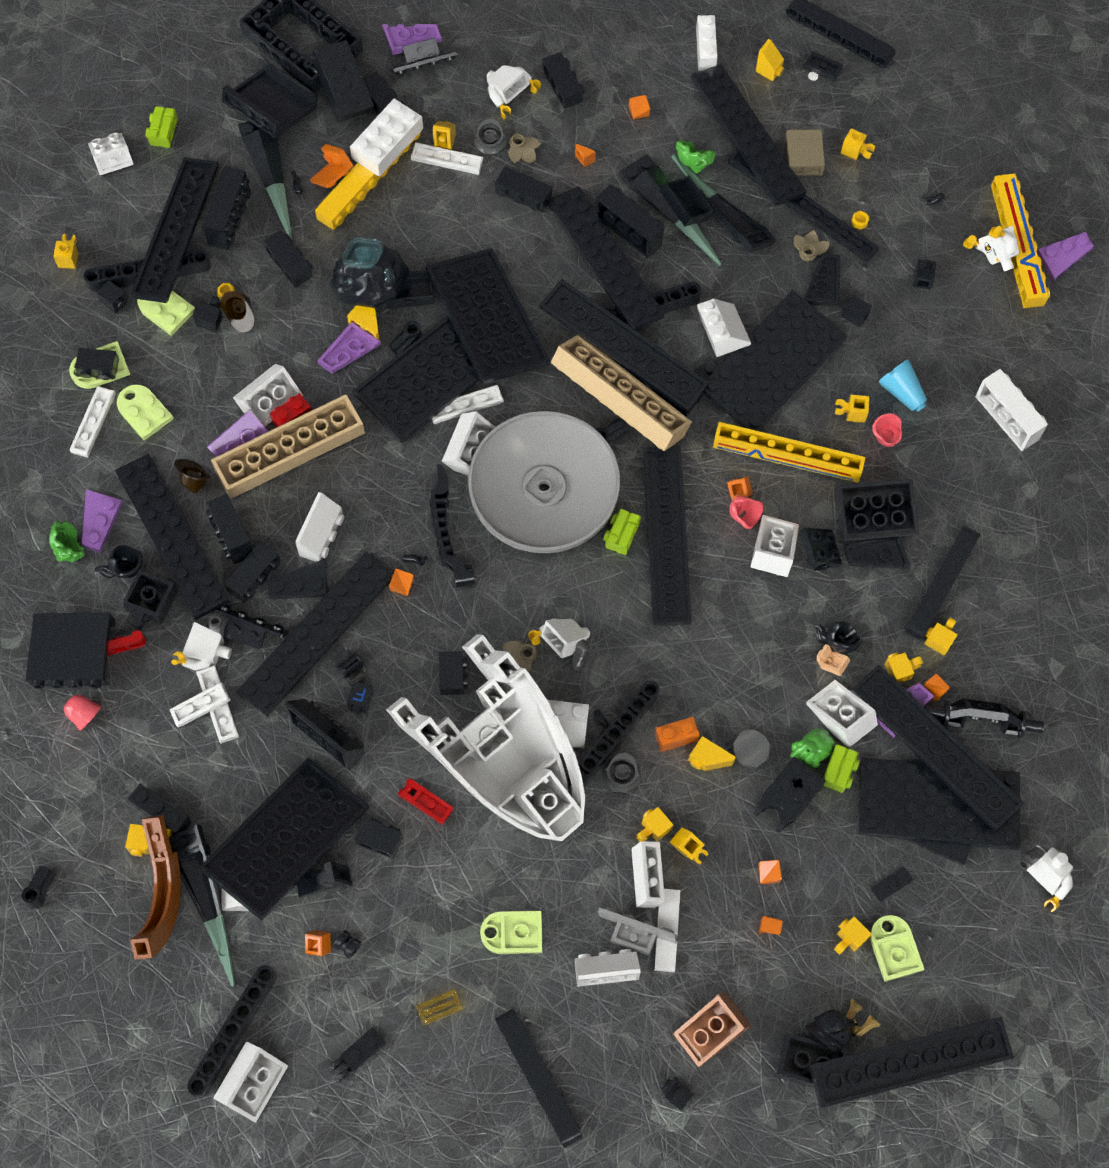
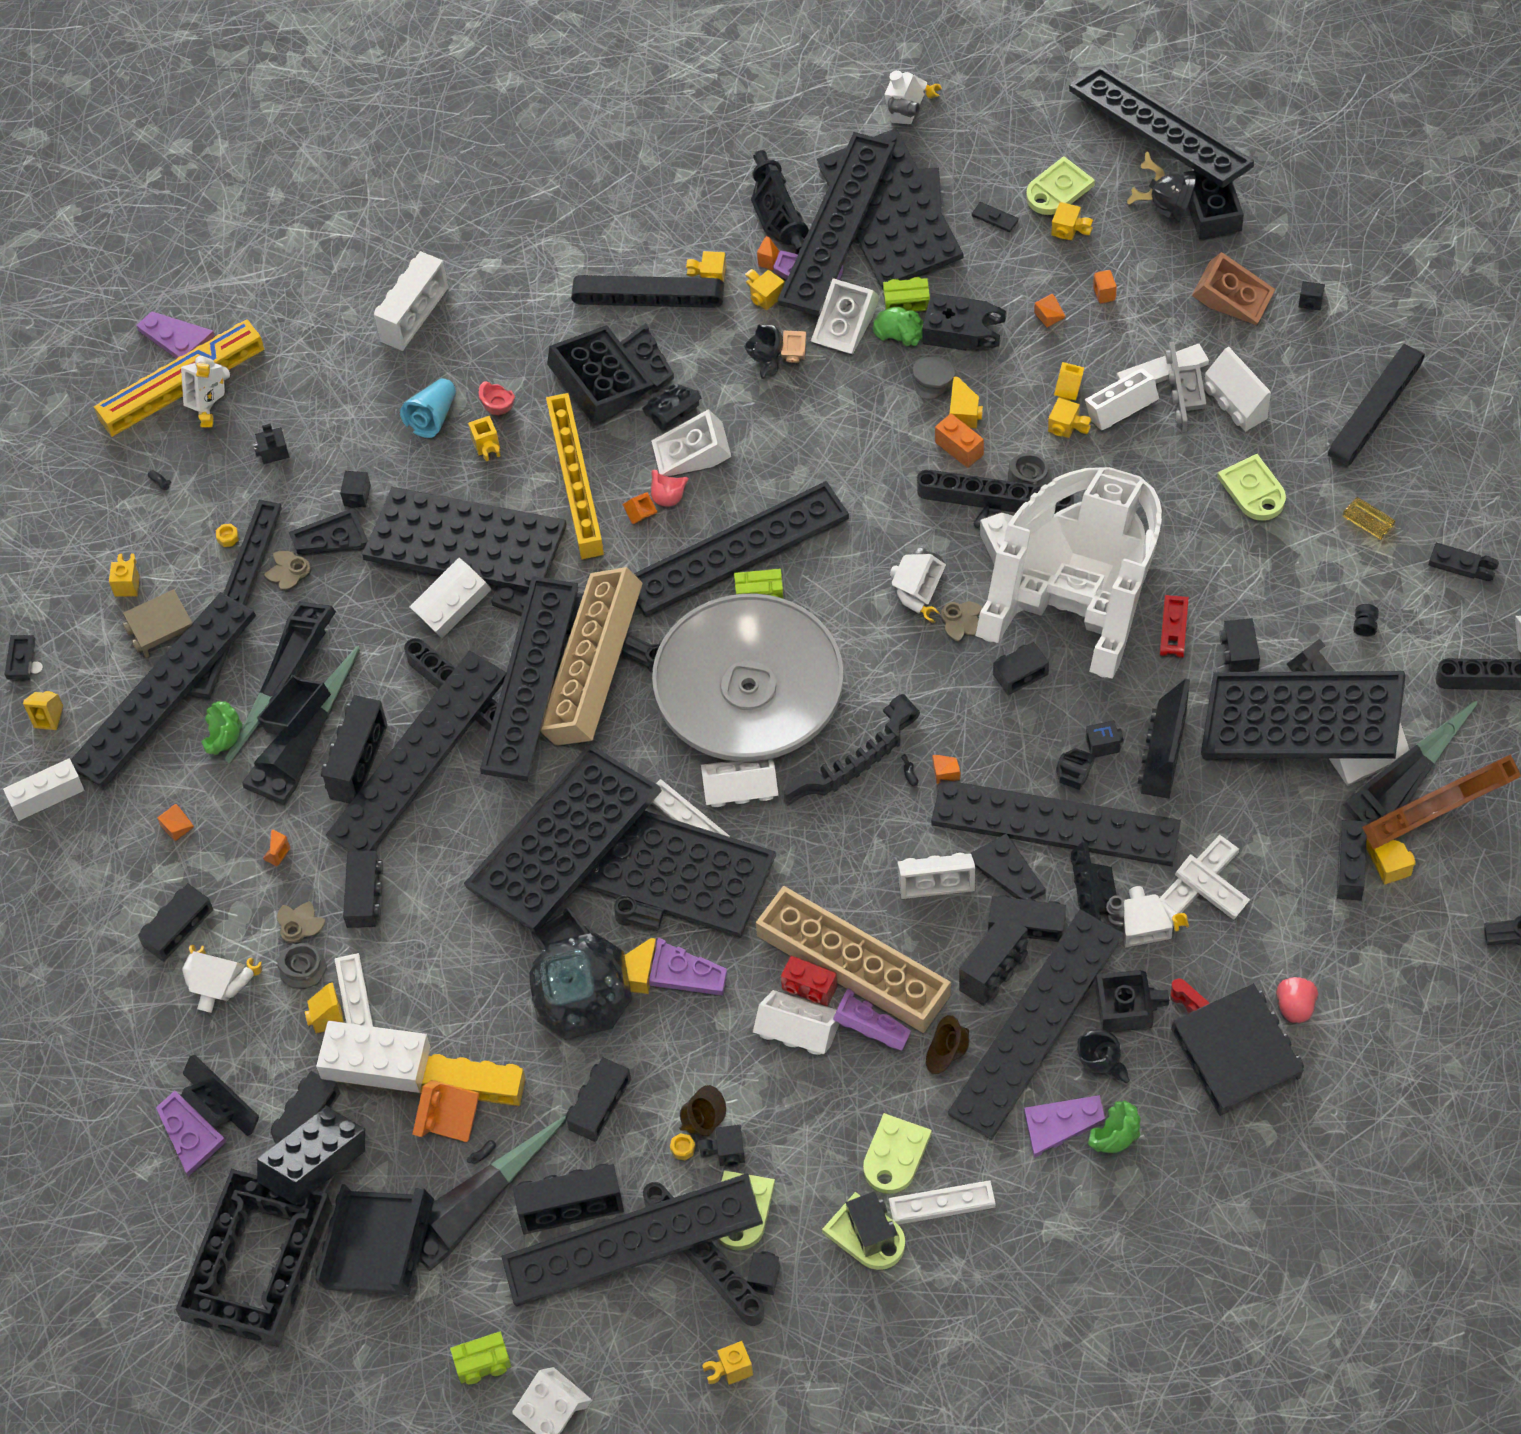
camera: 110 degrees left, 10 degrees down
(317, 943) = (1382, 649): orange slope -> none

